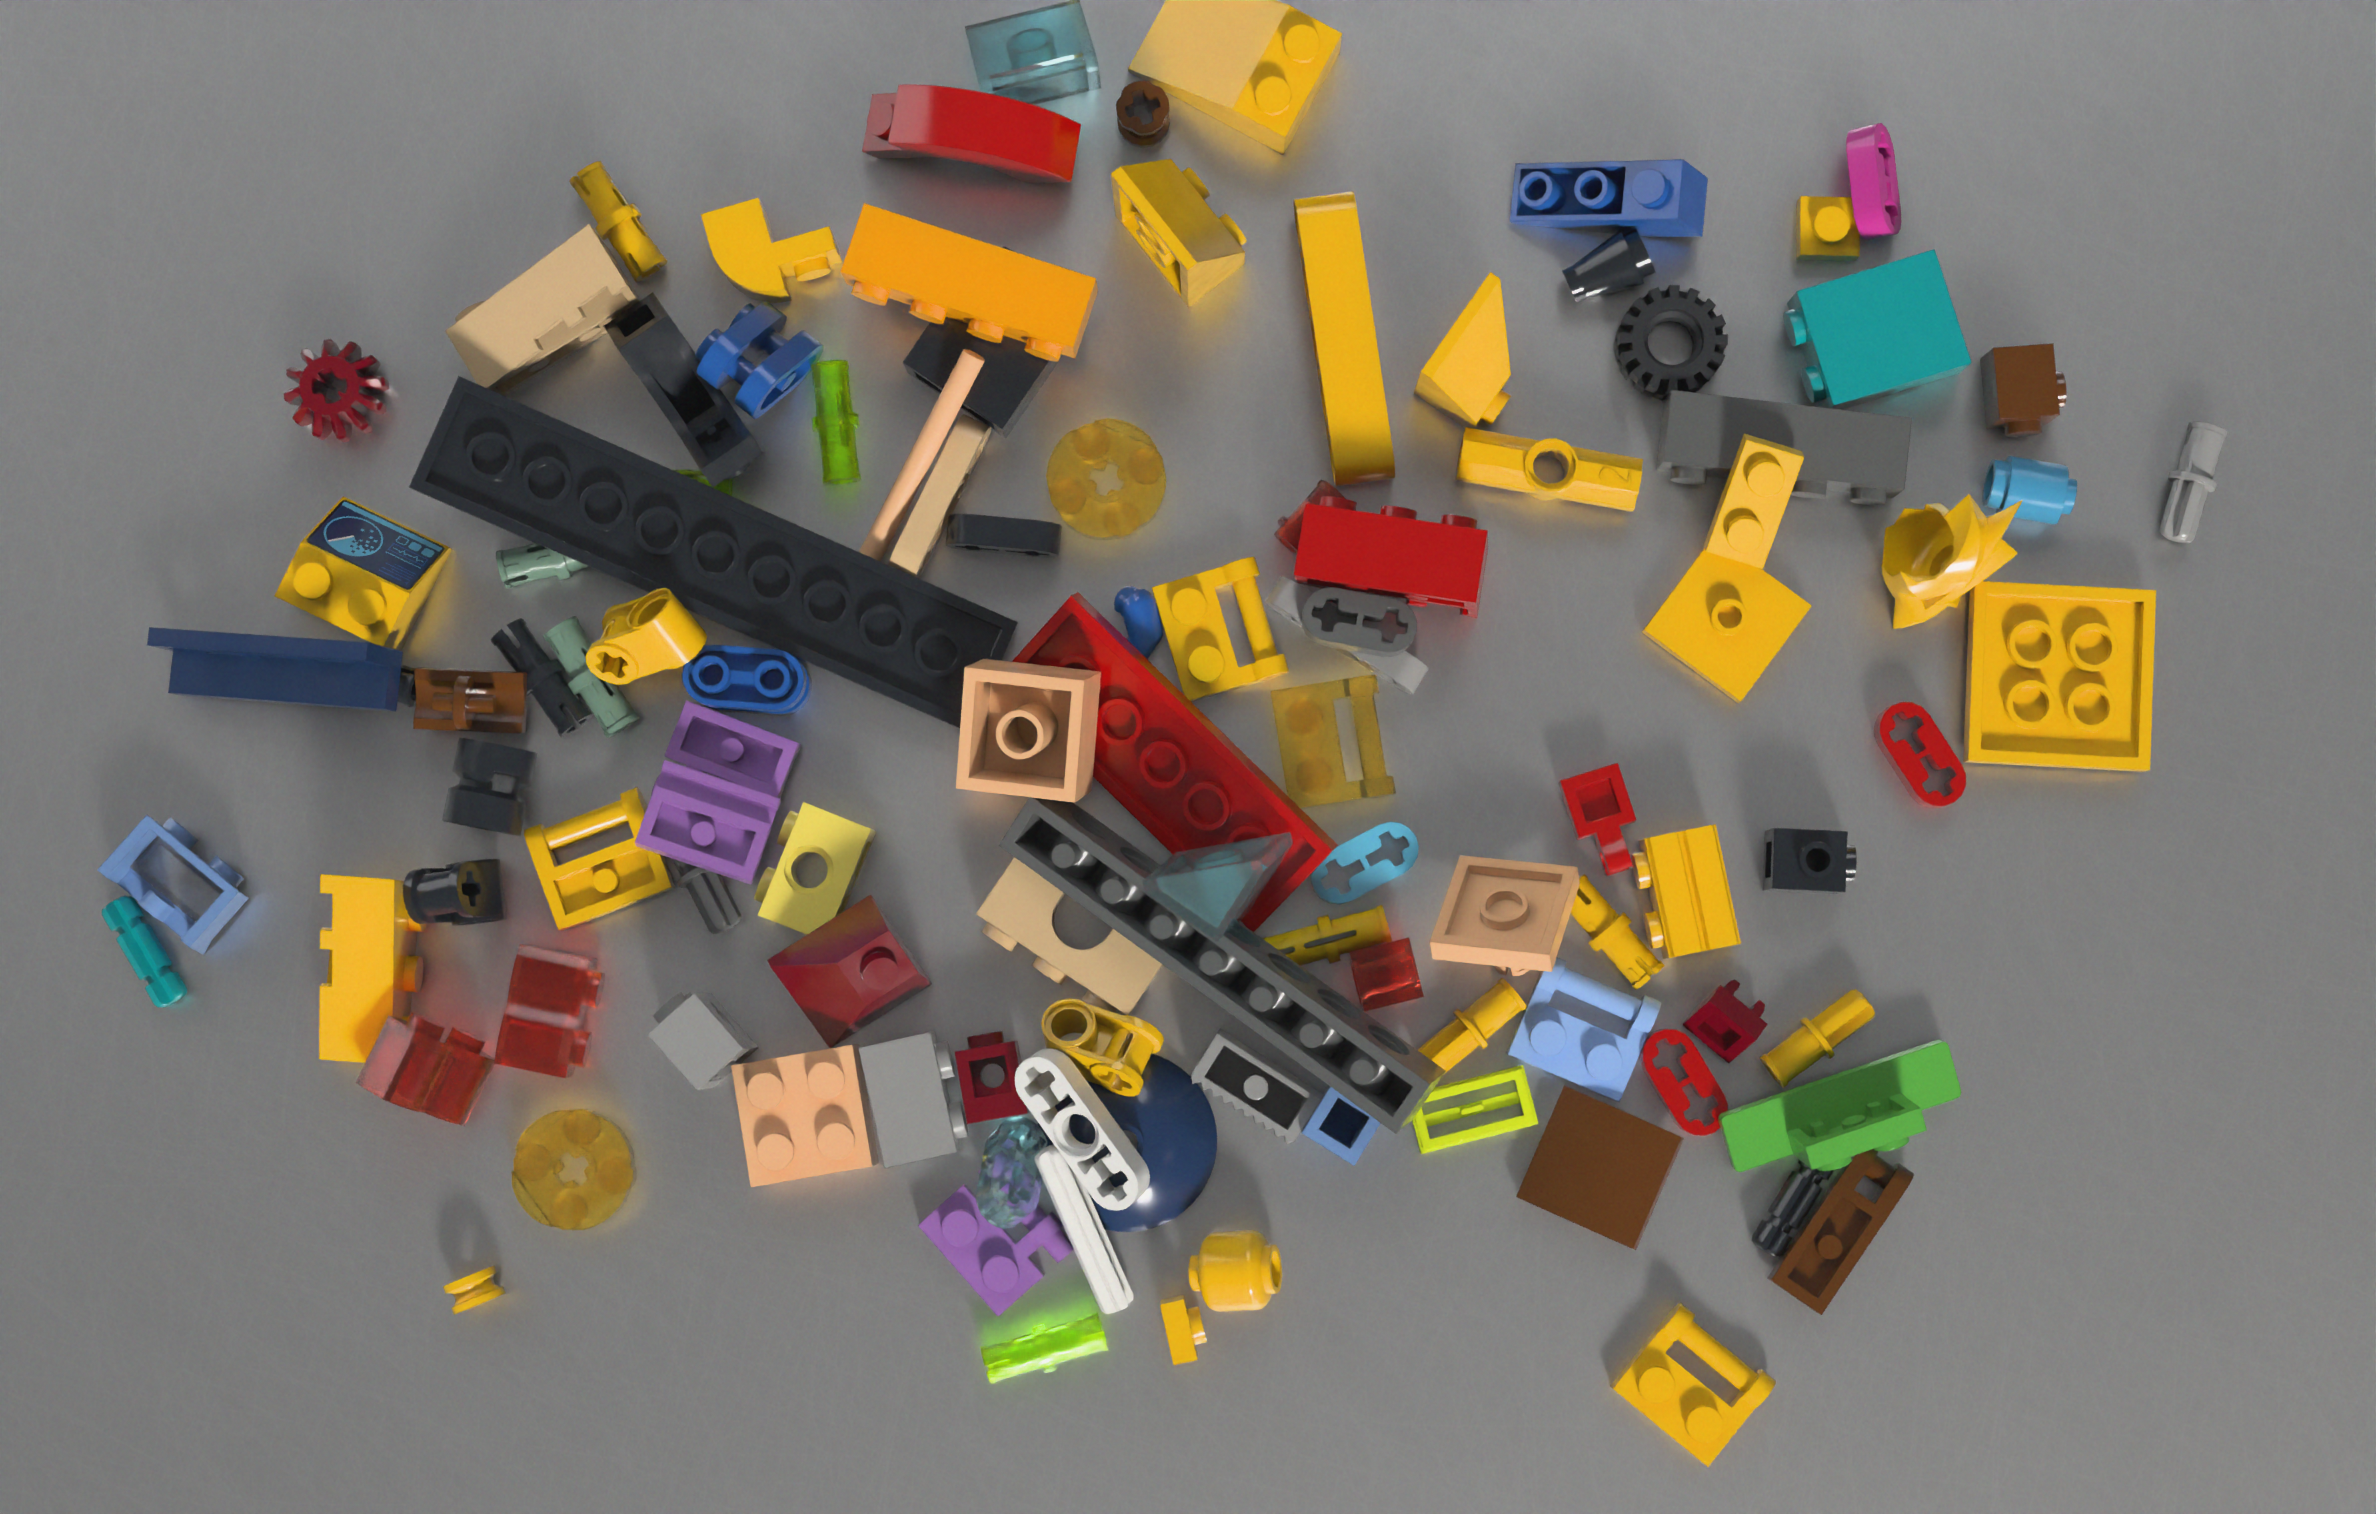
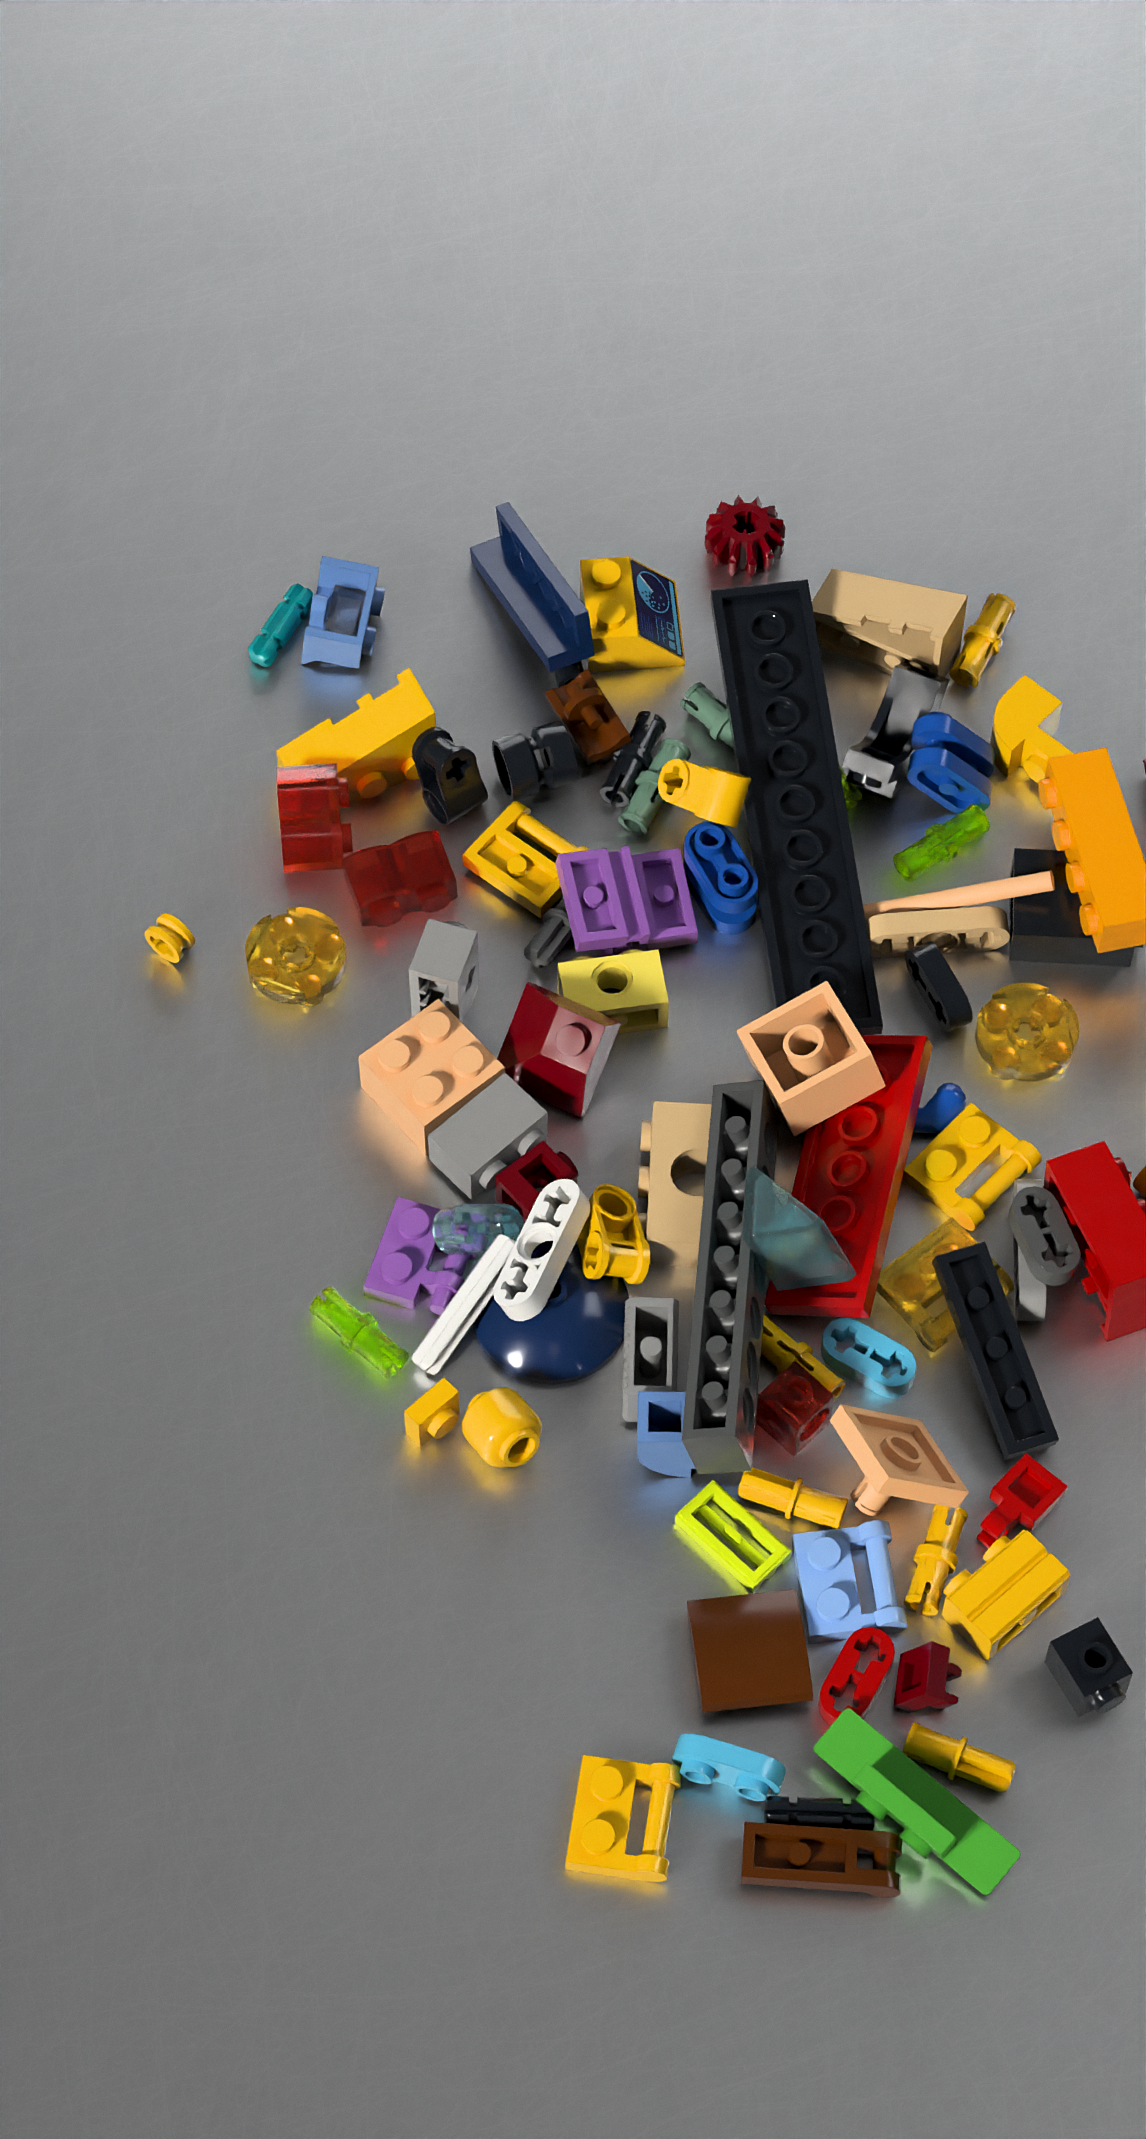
camera: 55 degrees right, 25 degrees down
(1439, 742) = (995, 1350): none -> black plate
(1687, 1278) = (710, 1760): none -> medium azure plate

